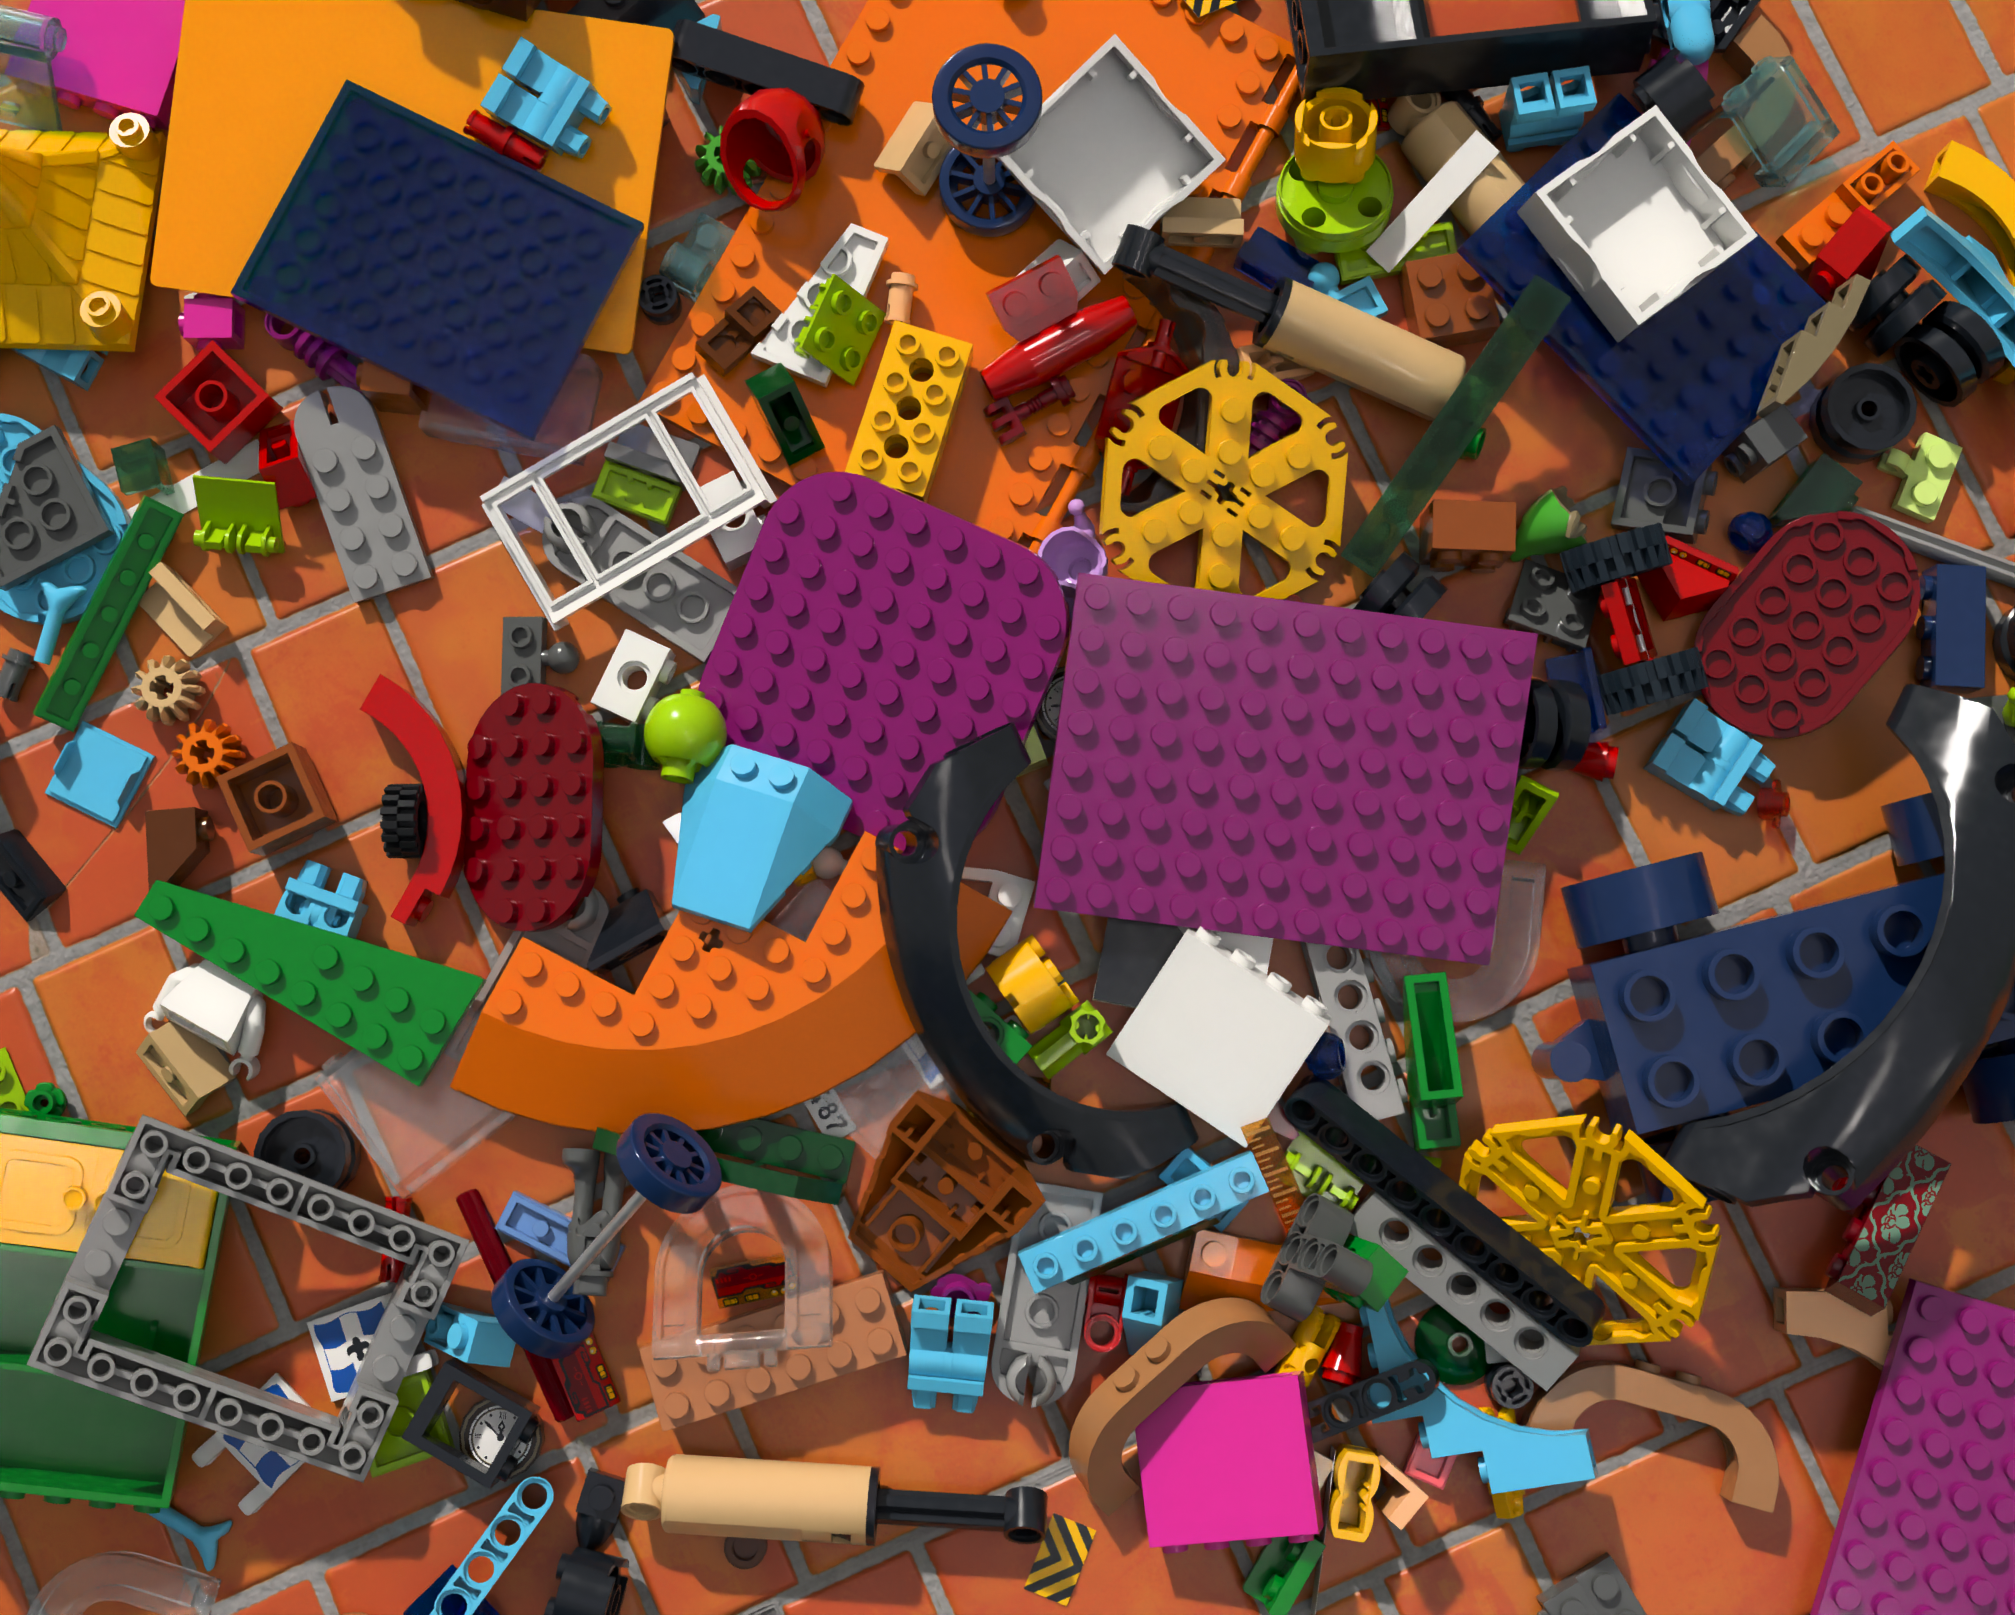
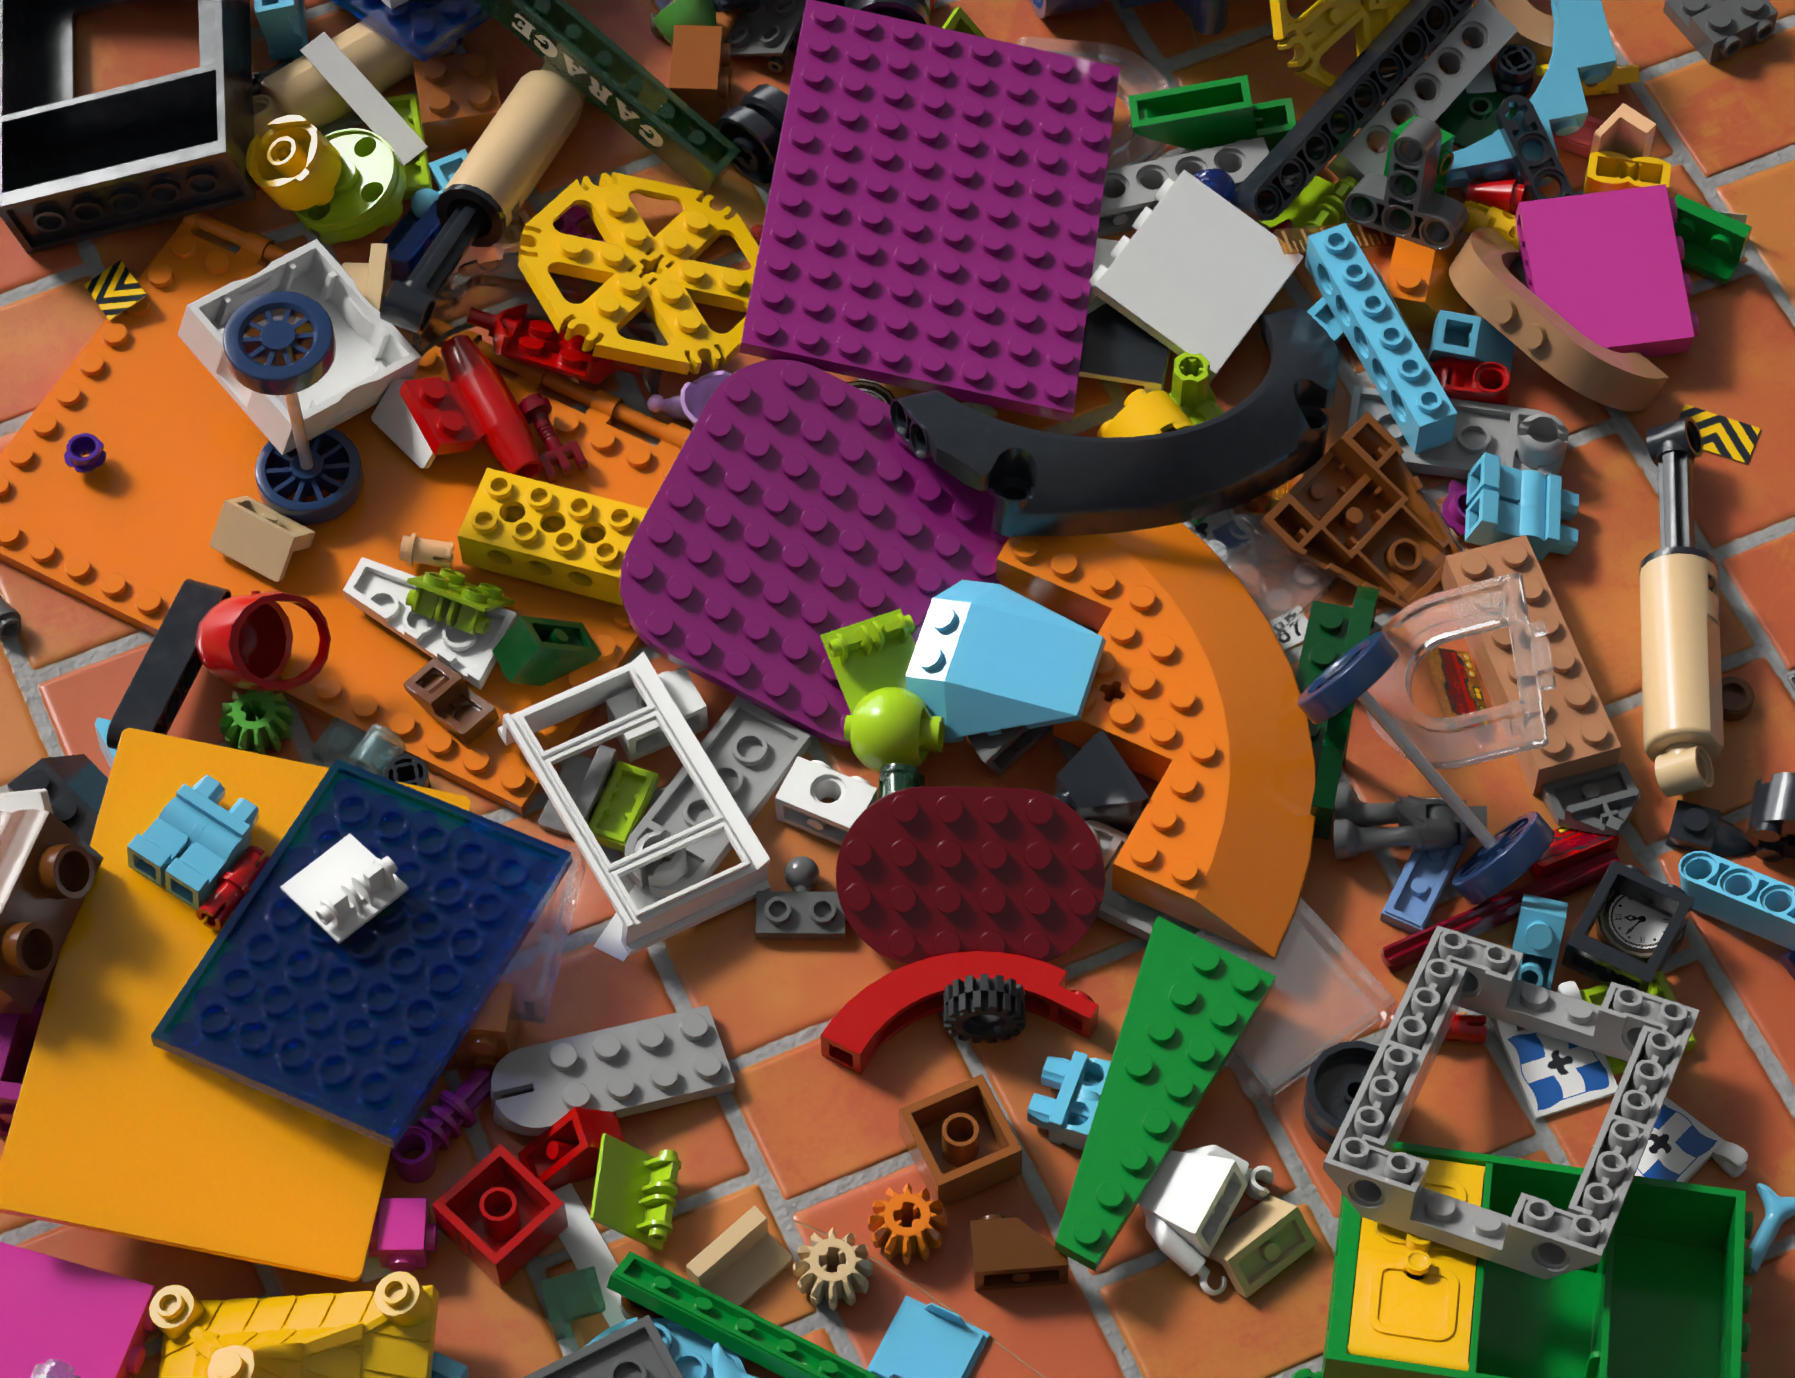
camera: 90 degrees left, 25 degrees down
(489, 235) = (345, 887): none -> white hinge
(622, 1404) = (1593, 800): none -> dark grey slope
(765, 714) = (871, 654): none -> lime hinge

